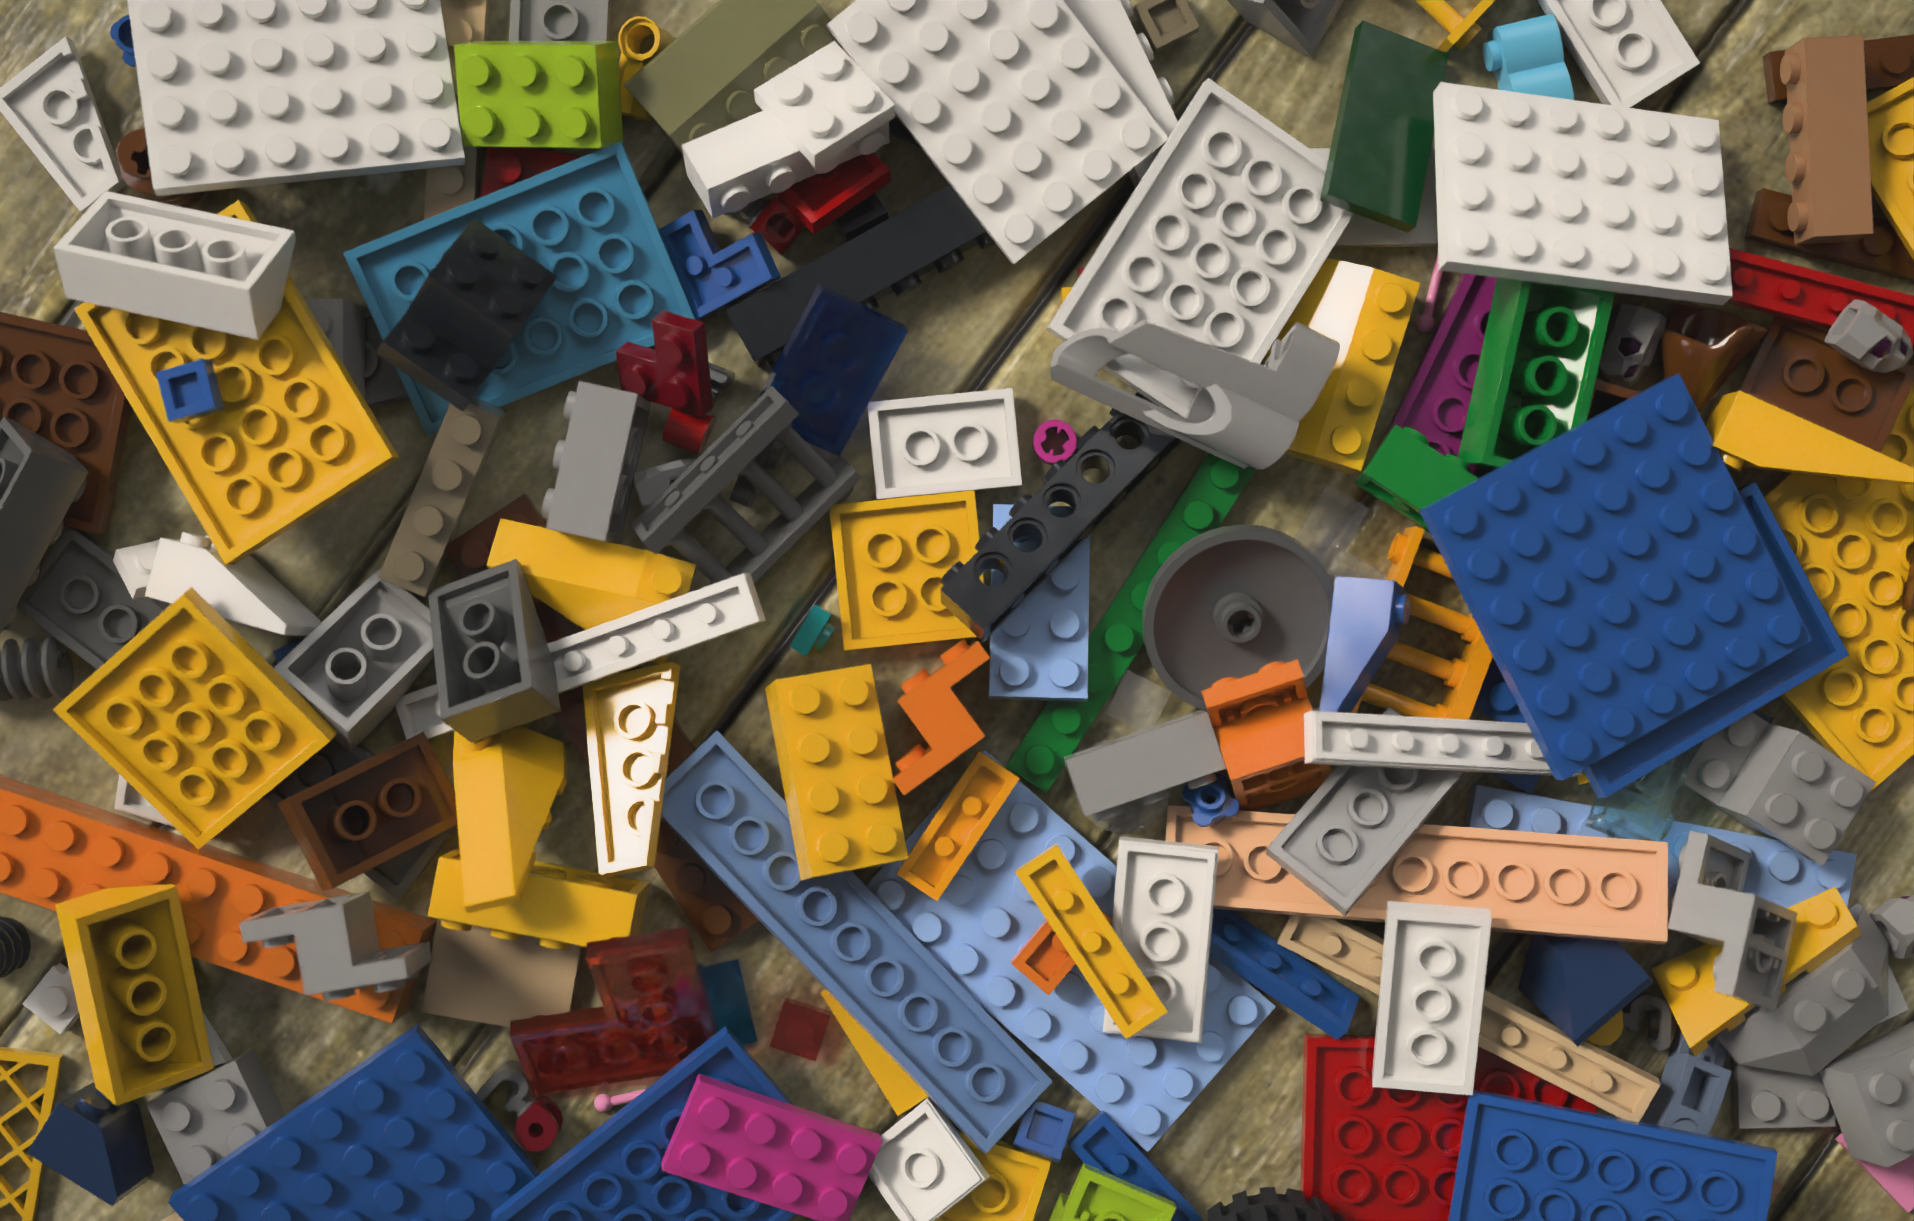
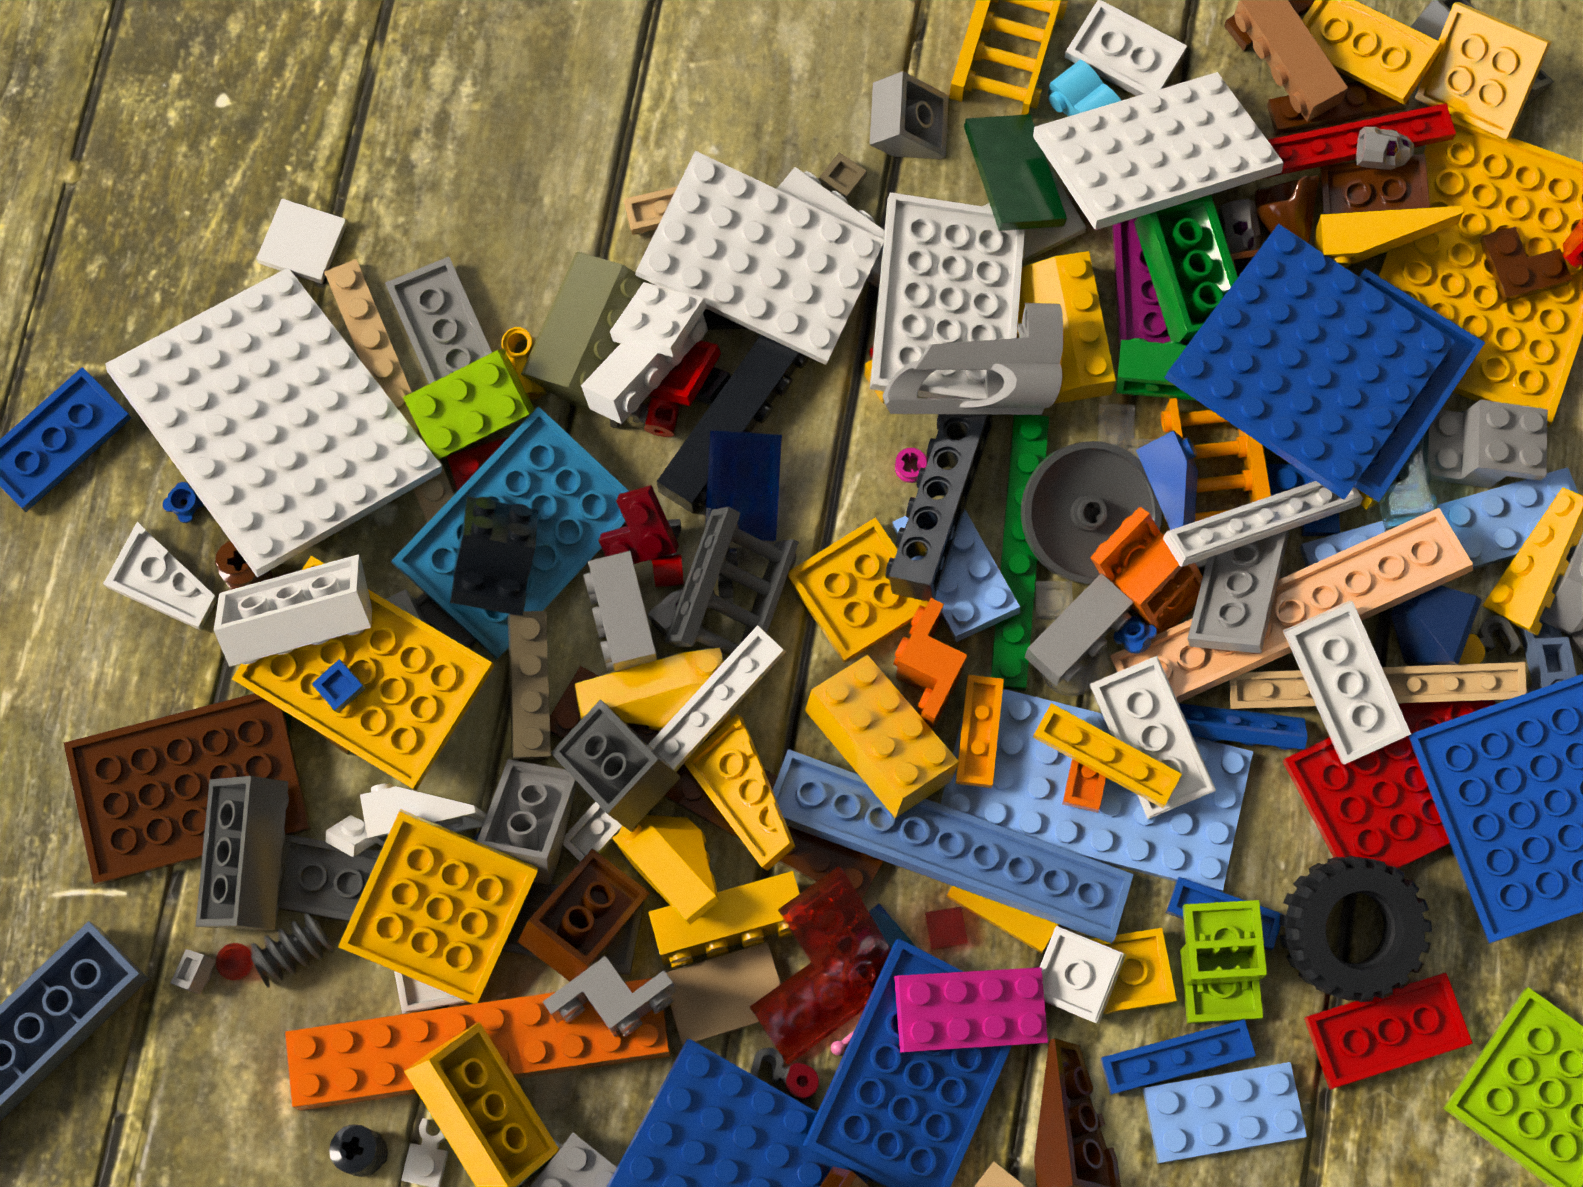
camera: 25 degrees left, 15 degrees down
(712, 275) = (640, 465): blue plate -> none
(814, 631) = (818, 658): teal plate -> none
(944, 443) = (840, 498): white plate -> none
(1044, 1131) = (1146, 910): blue plate -> none
(1425, 321) = (1105, 279): bright pink hinge -> none
(1717, 912) = (1506, 533): light grey bracket -> none

